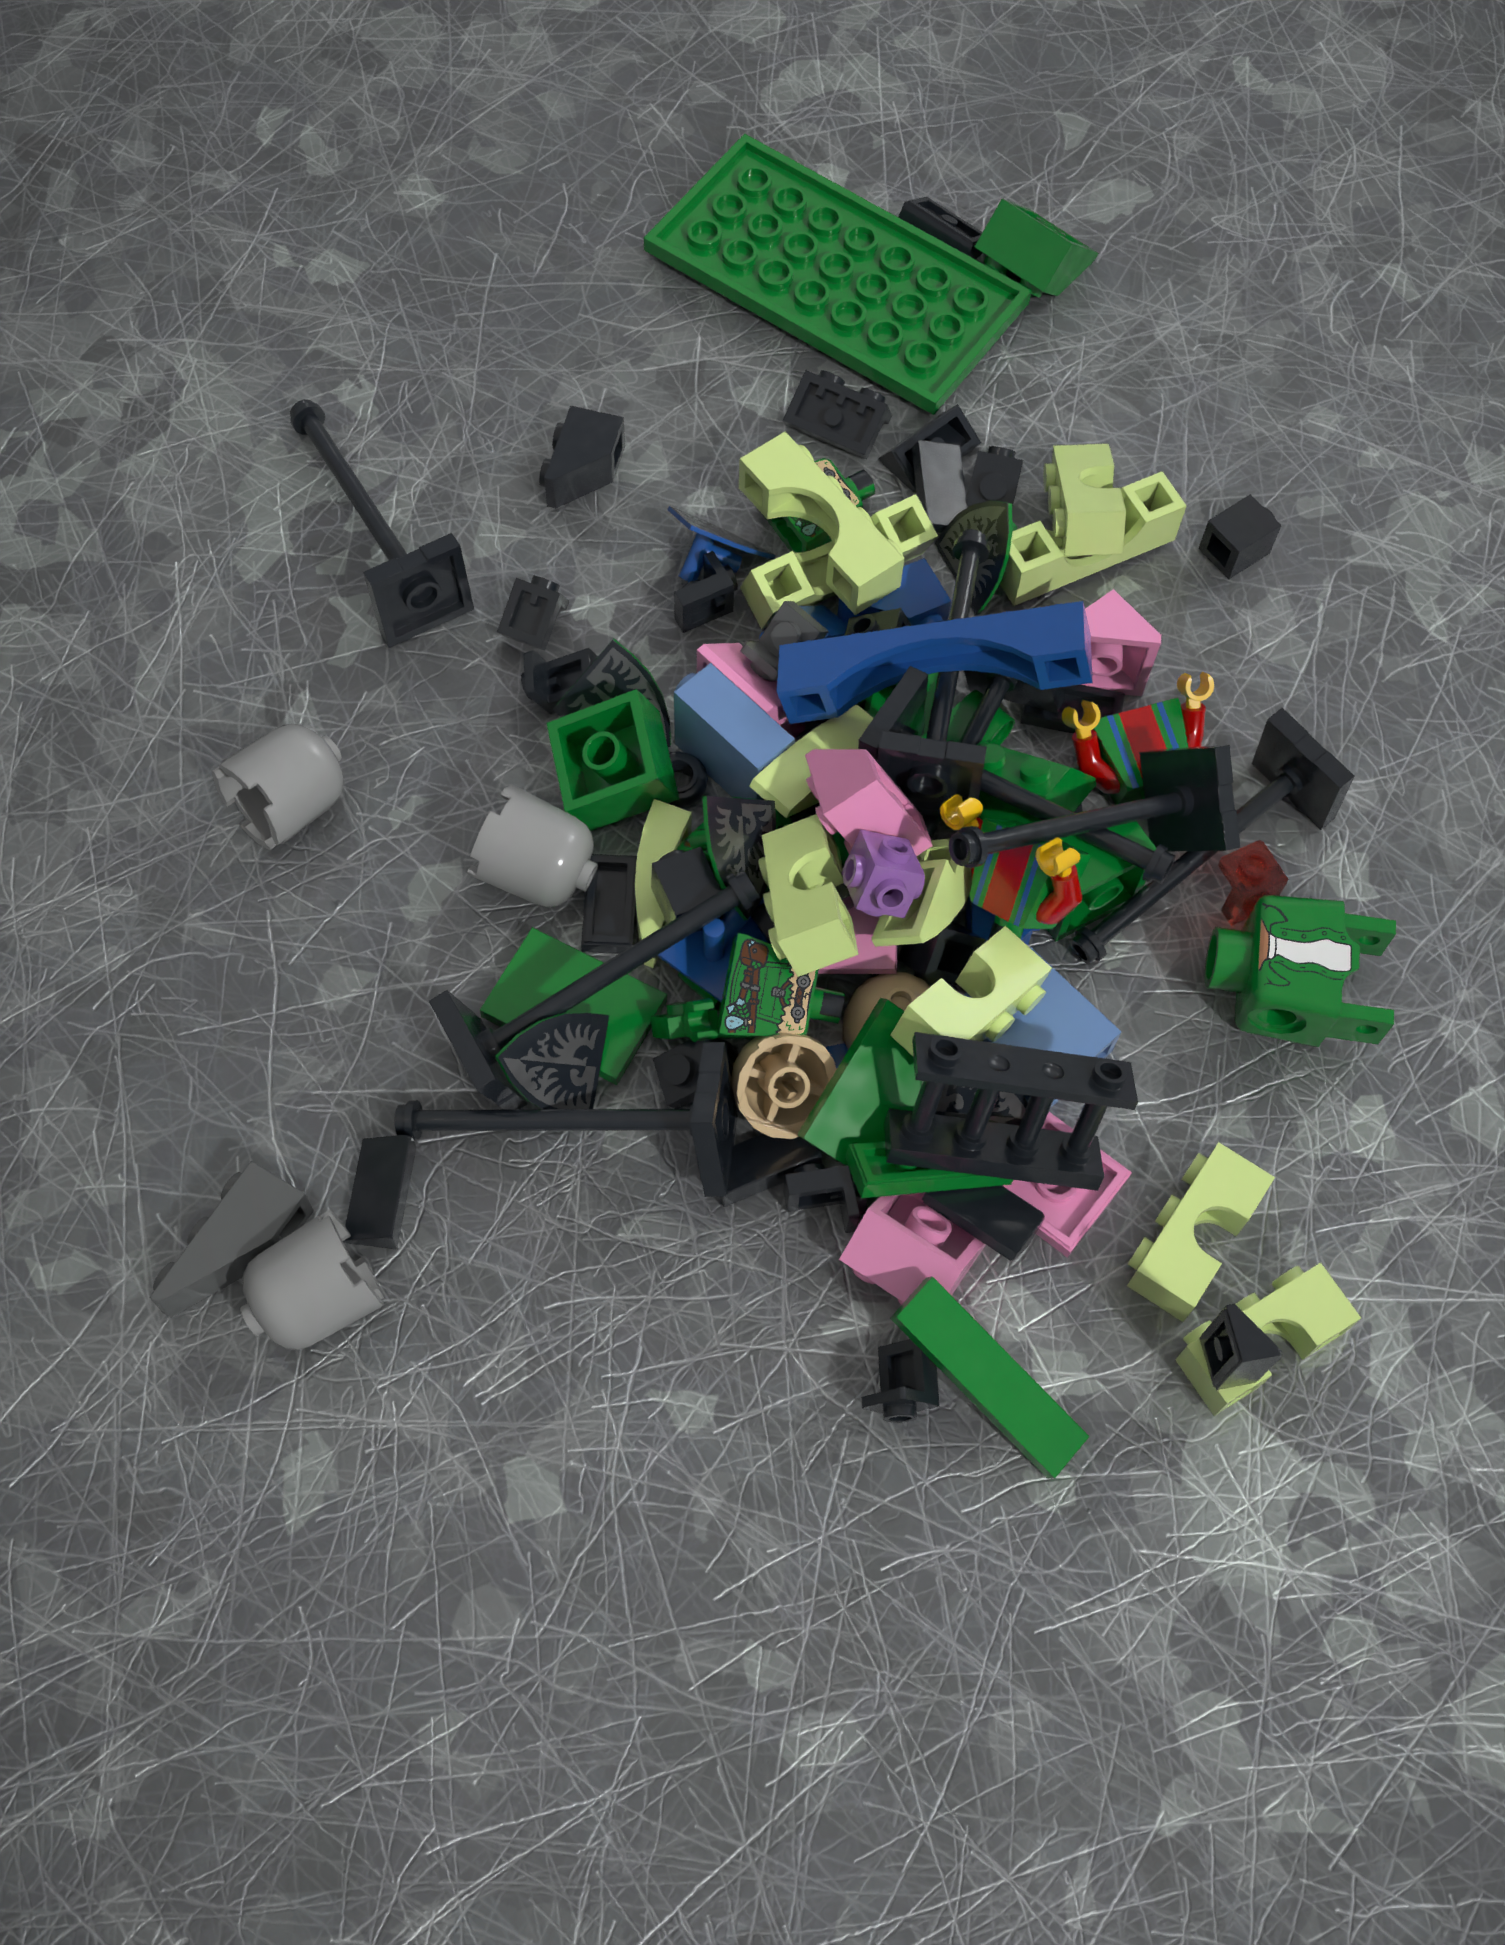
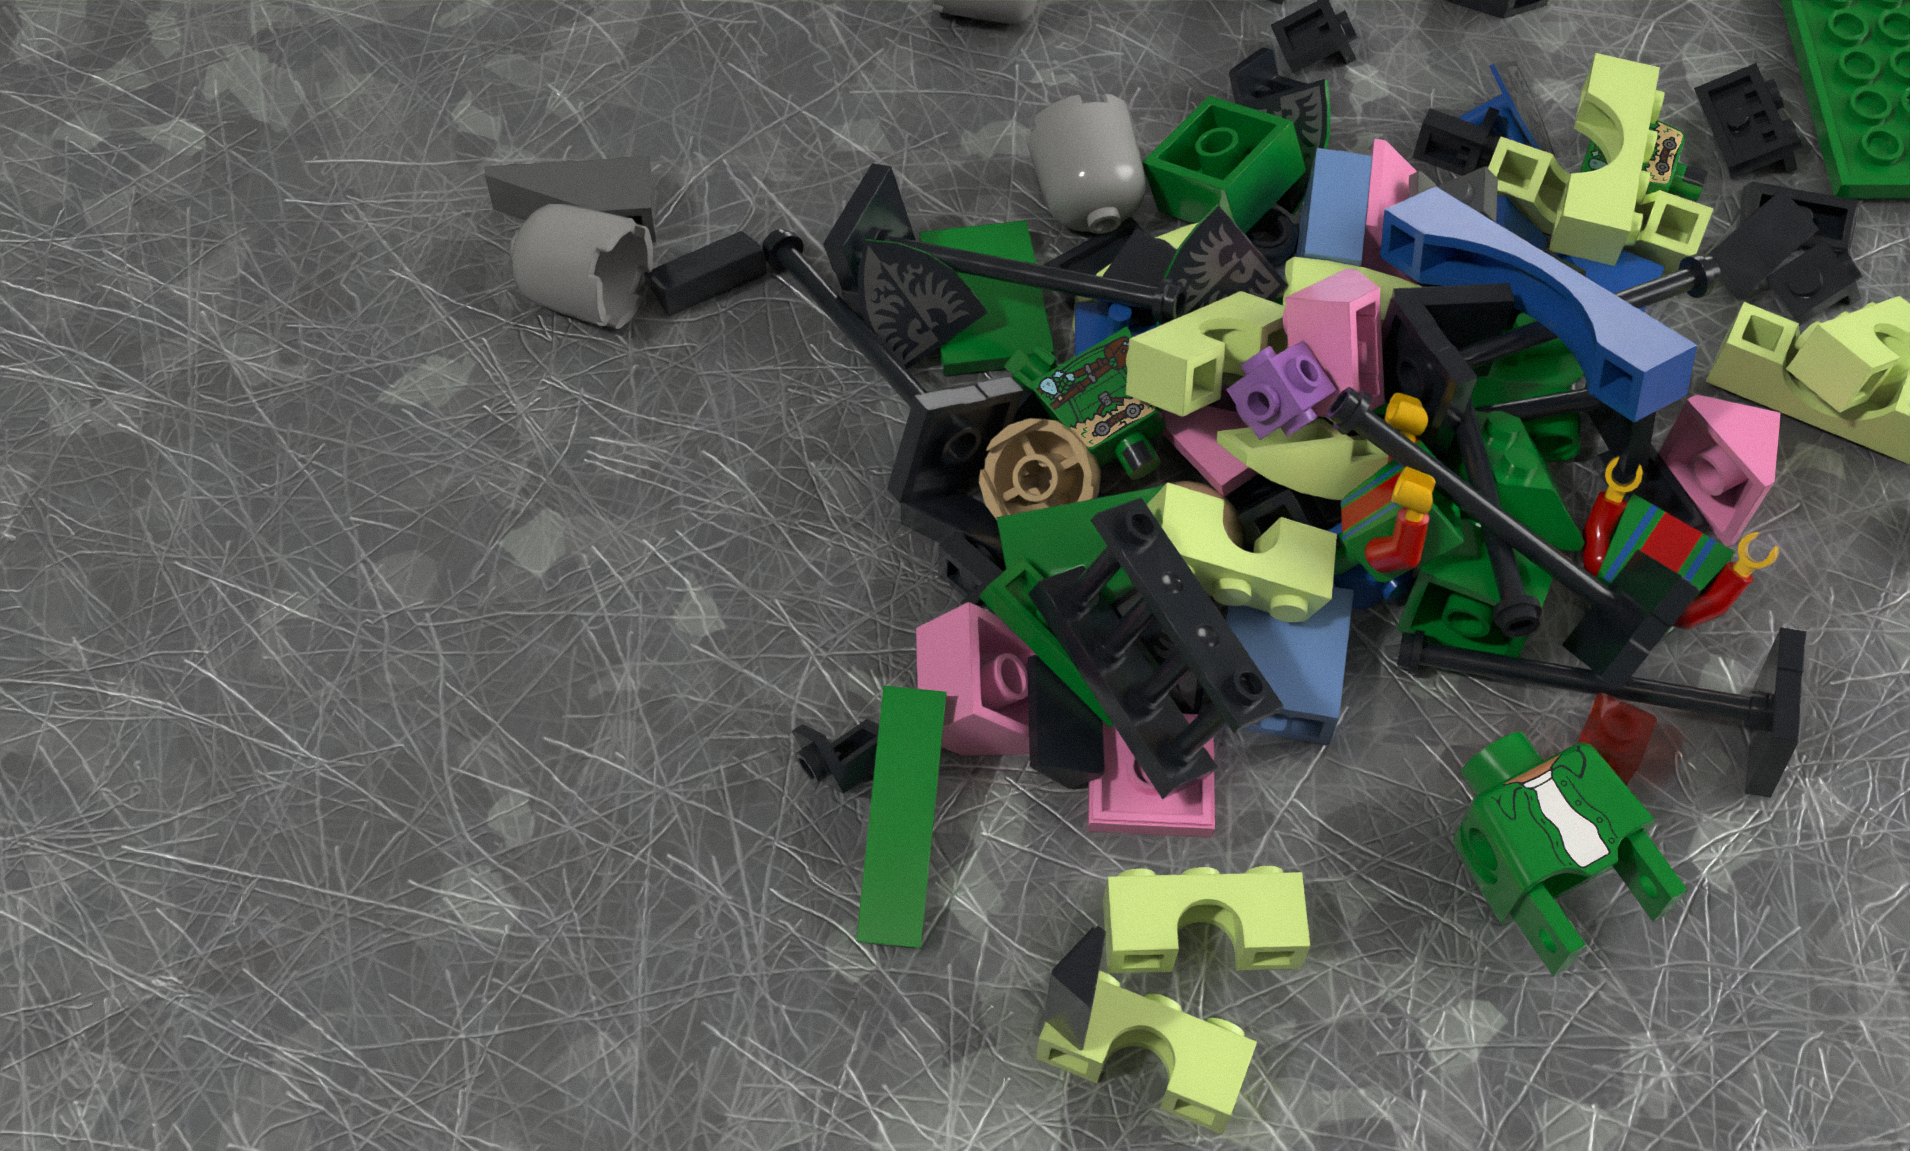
camera: 55 degrees right, 5 degrees down
(993, 520) = (1729, 300): shield -> none

